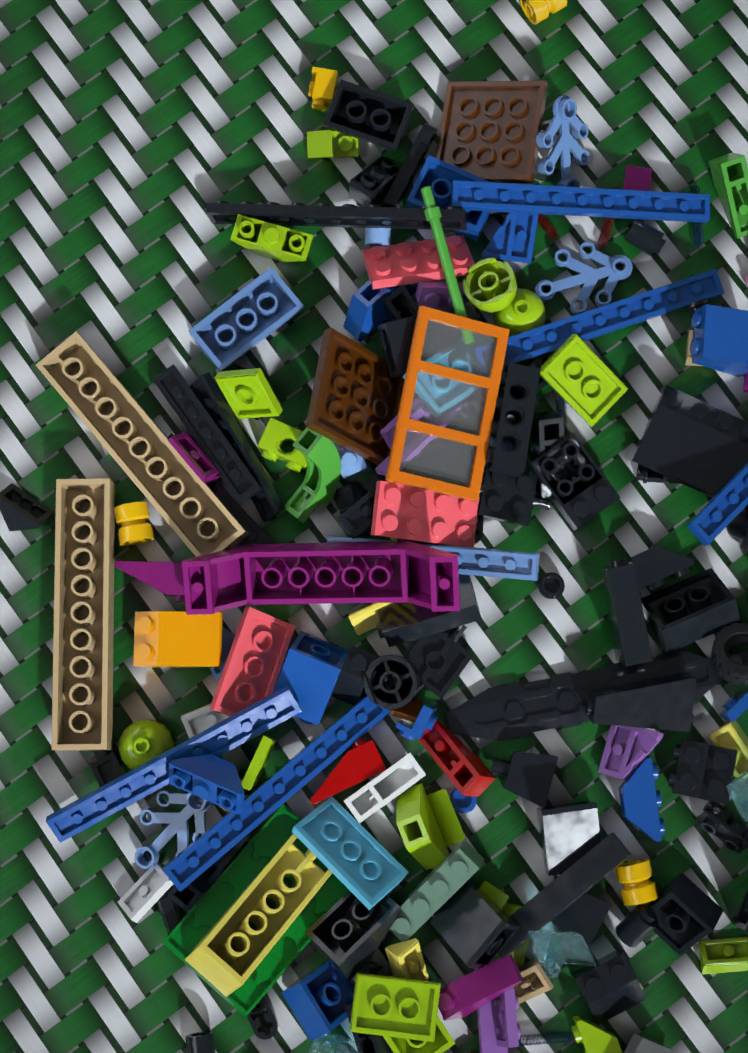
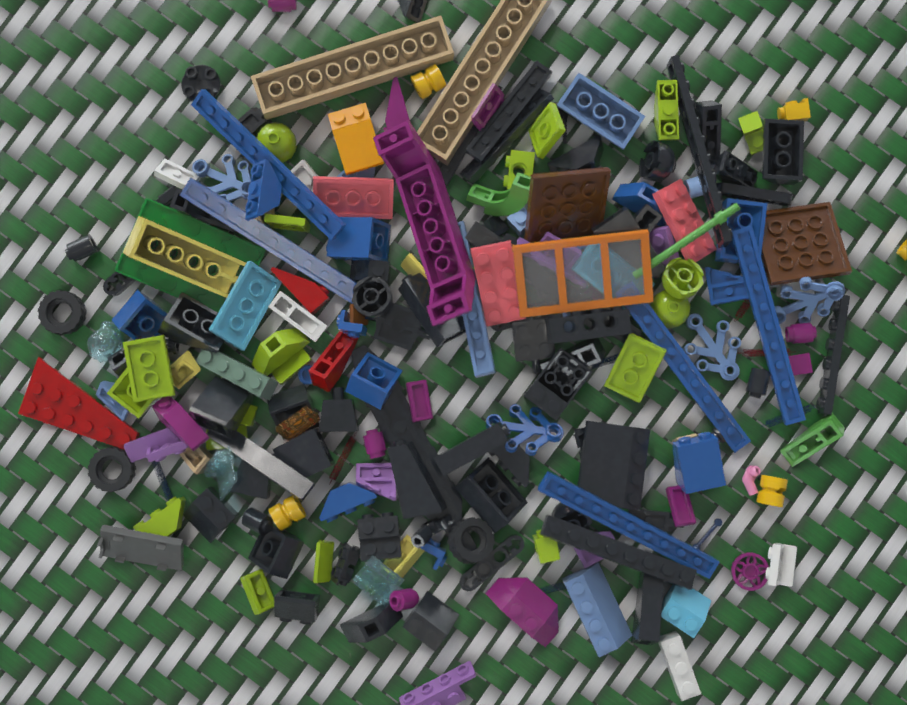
camera: 70 degrees right, 5 degrees up
(28, 822) = (200, 78): none -> black dish
(297, 367) = (582, 157): none -> black slope
(300, 189) = (710, 125): none -> black slope
(332, 271) = (658, 162): none -> black cylinder
(499, 714) = (373, 380): none -> blue slope
(506, 833) = (288, 402): none -> black slope
(524, 831) = (297, 423): none -> clear orange tile
(541, 665) = (419, 400): none -> magenta tile
(551, 585) = (478, 391): black plate -> none
(580, 739) = (374, 443): none -> magenta brick
(595, 796) = (342, 454): none -> dark red piece
(599, 167) = (800, 333): none -> magenta brick
(620, 536) = (528, 429): none -> blue plant
(644, 140) = (832, 361): none -> black plate
(711, 701) = (429, 529): none -> black bar
(713, 854) = (323, 561): none -> lime slope

